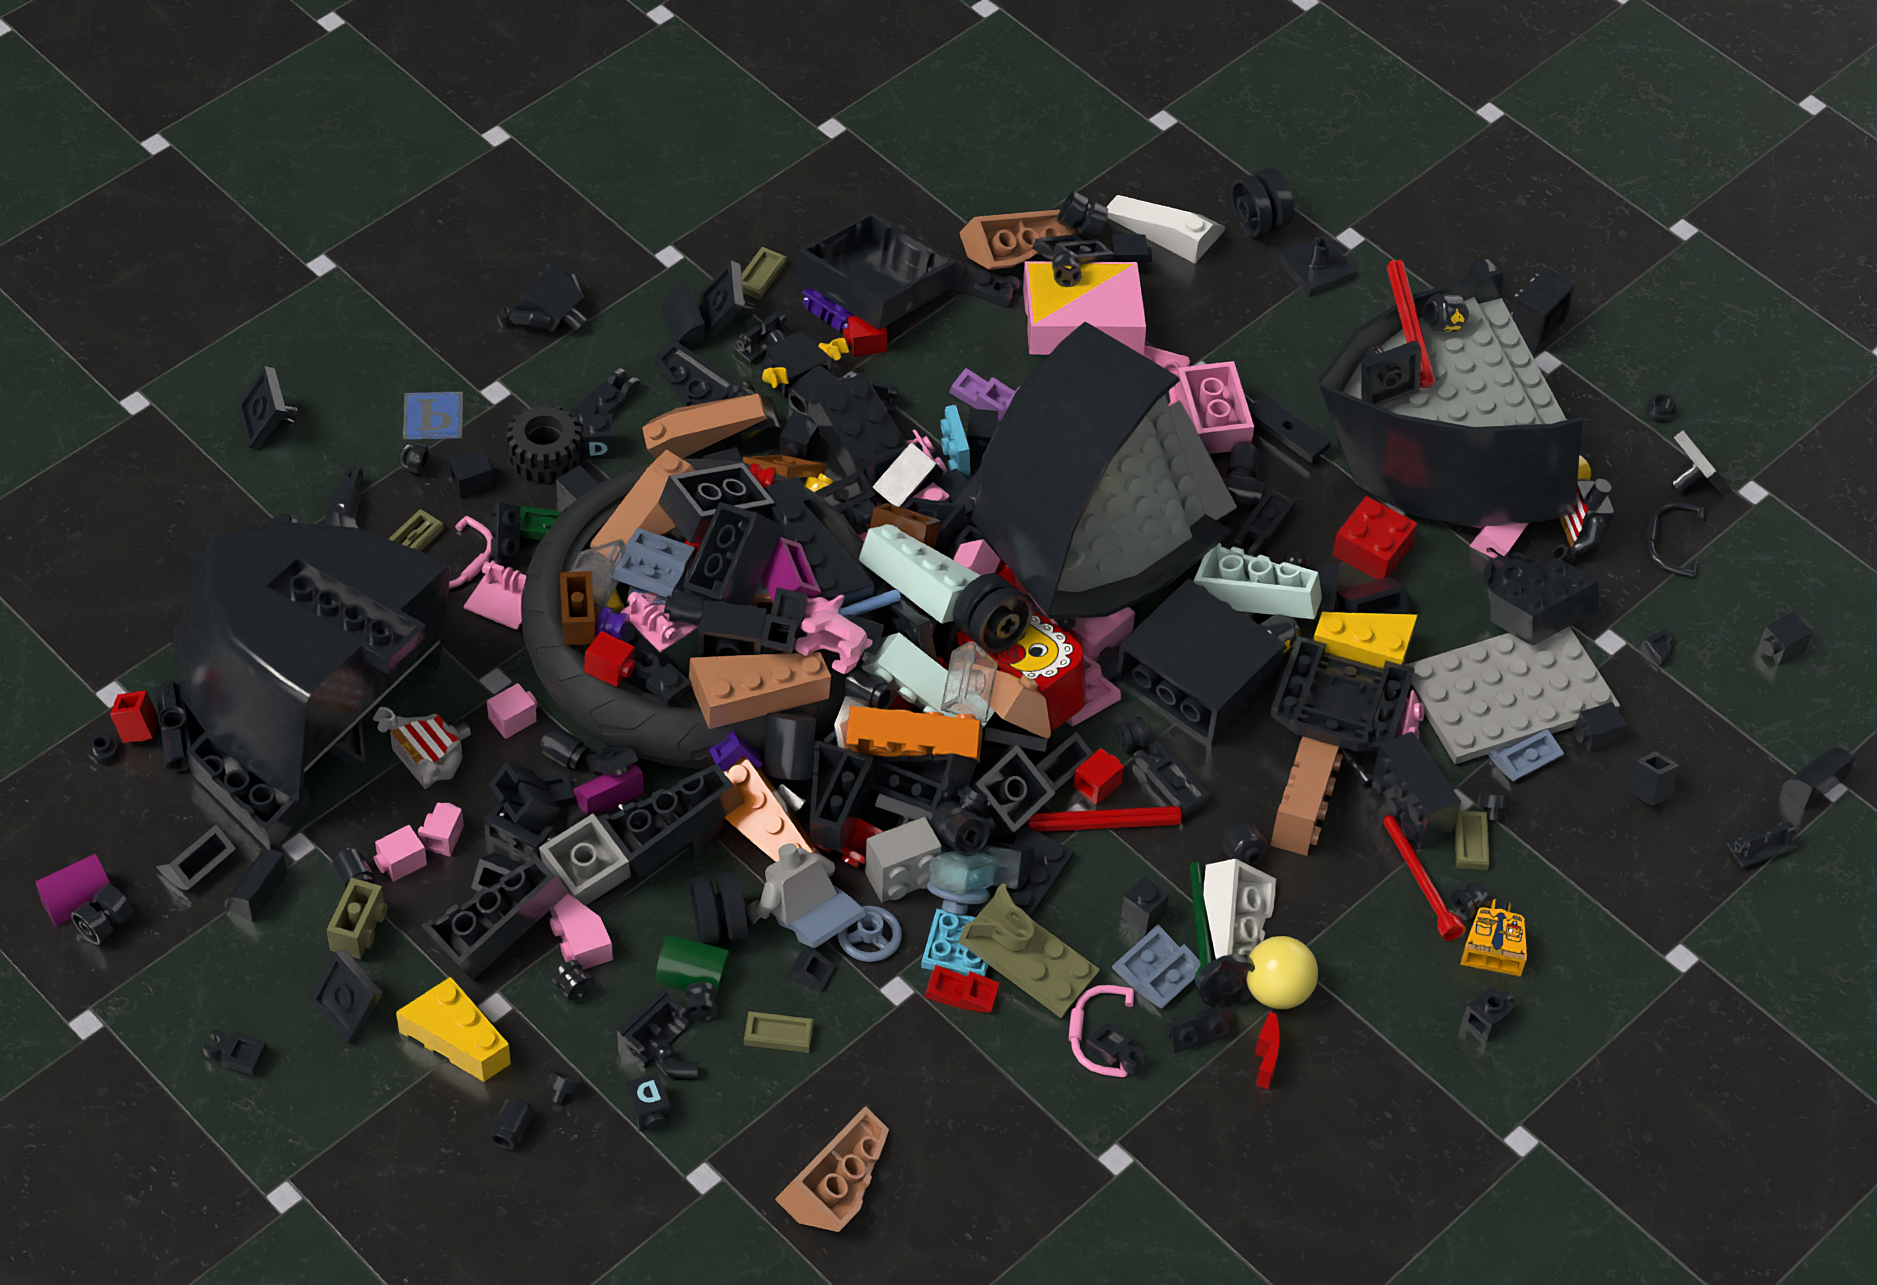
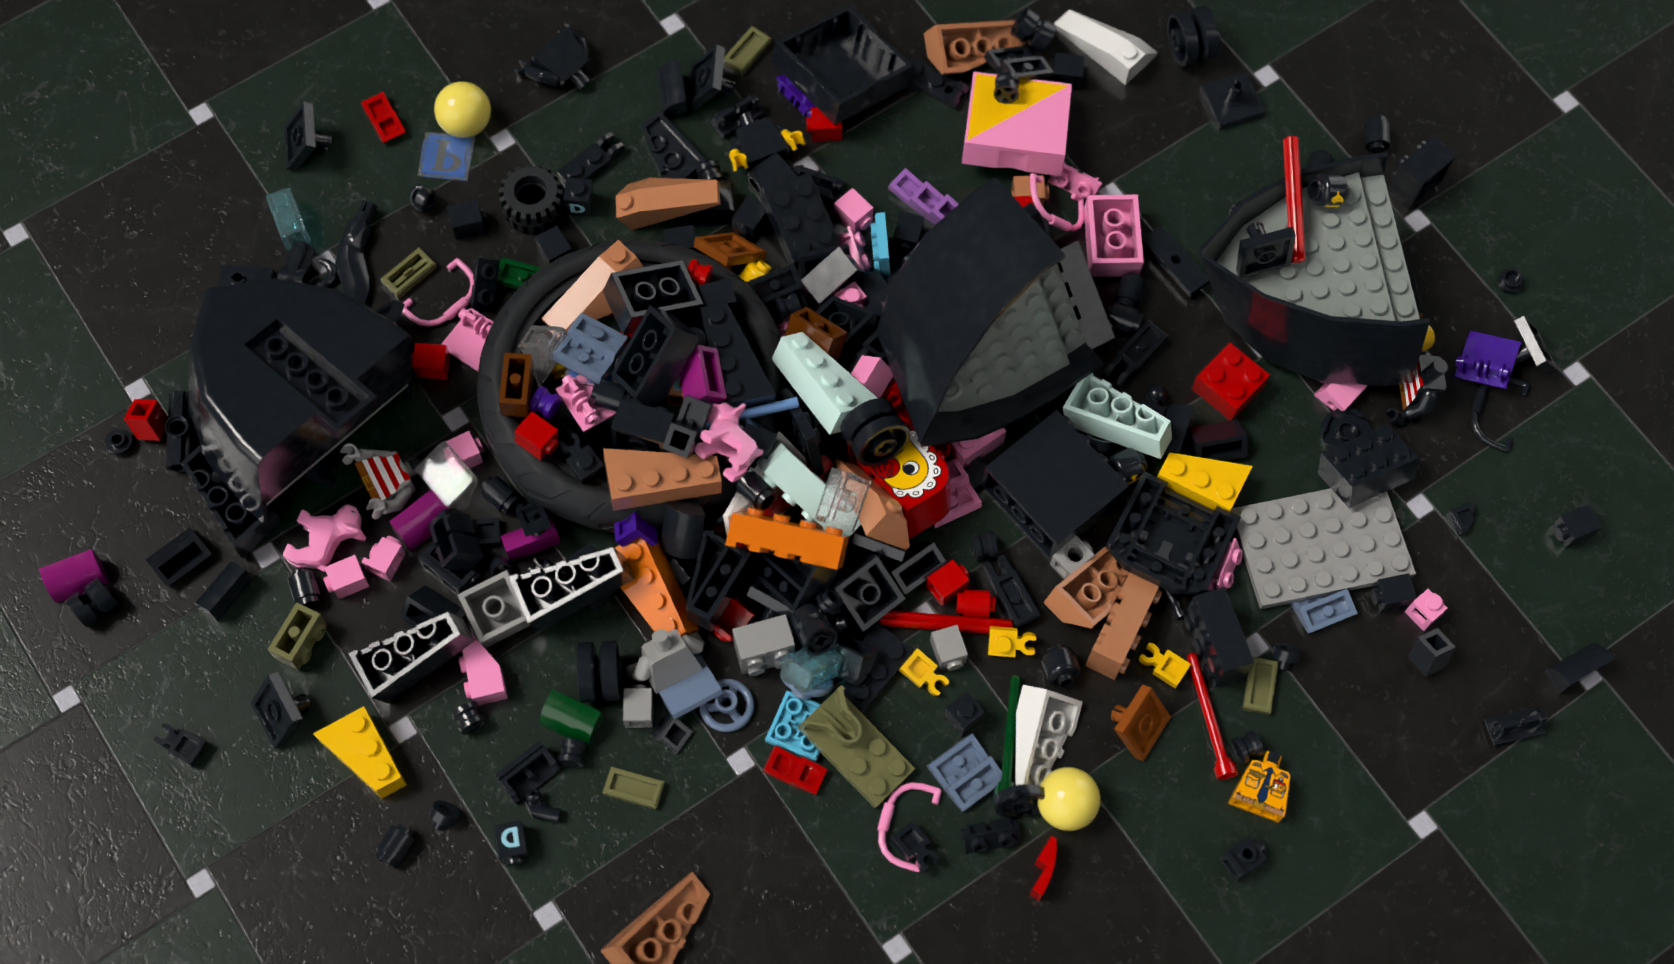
camera: 10 degrees right, 15 degrees up
(260, 492) = (287, 217): none -> clear light blue brick
(351, 383) = (383, 117): none -> red slope
(368, 813) = (324, 537): none -> bright pink animal
(447, 360) = (462, 109): none -> light yellow piece
(460, 622) = (430, 361): none -> red brick
(470, 785) = (413, 522): none -> magenta brick
(505, 728) = (448, 477): none -> clear slope
(769, 945) = (638, 707): none -> light grey brick
(917, 415) = (853, 211): none -> bright pink brick
(1086, 868) = (921, 669): none -> yellow plate
(1113, 841) = (949, 648): none -> light grey brick
(1134, 793) = (975, 603): none -> red brick
(1176, 828) = (1005, 642): none -> yellow plate
(1233, 746) = (1063, 564): none -> light grey brick
(1259, 762) = (1089, 591): none -> nougat wedge
(1346, 886) = (1141, 722): none -> dark orange tile
(1364, 832) = (1169, 666): none -> yellow plate
(1643, 731) = (1430, 606): none -> bright pink brick
(1652, 486) = (1487, 359): none -> dark purple hinge

